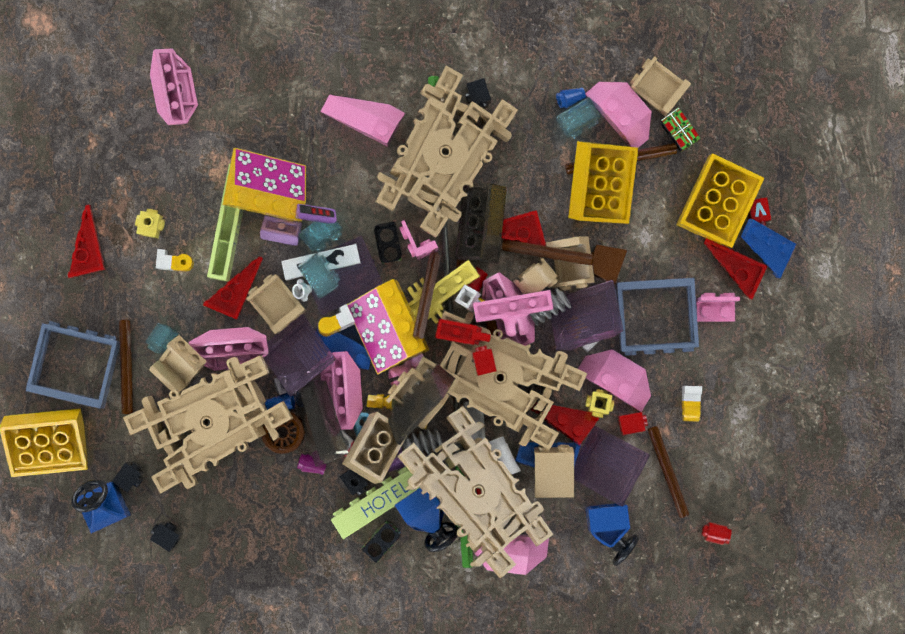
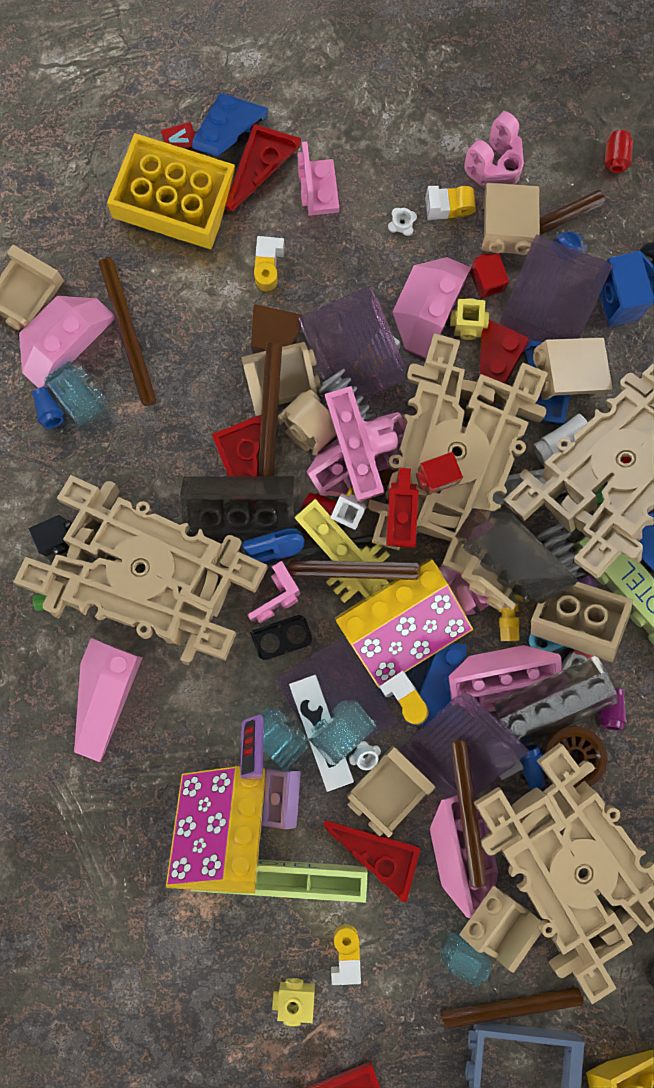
camera: 105 degrees left, 5 degrees down
(172, 87) = (82, 995): bright pink wedge -> none
(252, 352) = (468, 813): none -> reddish brown axle
(354, 482) = (631, 644): black brick -> none
(451, 244) = (274, 545): none -> blue arm
(603, 182) = (163, 349): yellow slope -> none
(646, 483) = (572, 240): none -> blue arm
(660, 262) = (265, 262): none -> leg
(672, 443) = (510, 218): none -> tan panel
(679, 130) = (79, 255): piece -> none
(686, 366) = (402, 214): none -> white plate
(689, 283) = (334, 213): sand blue window -> none
(733, 451) = (507, 143): none -> bright pink piece

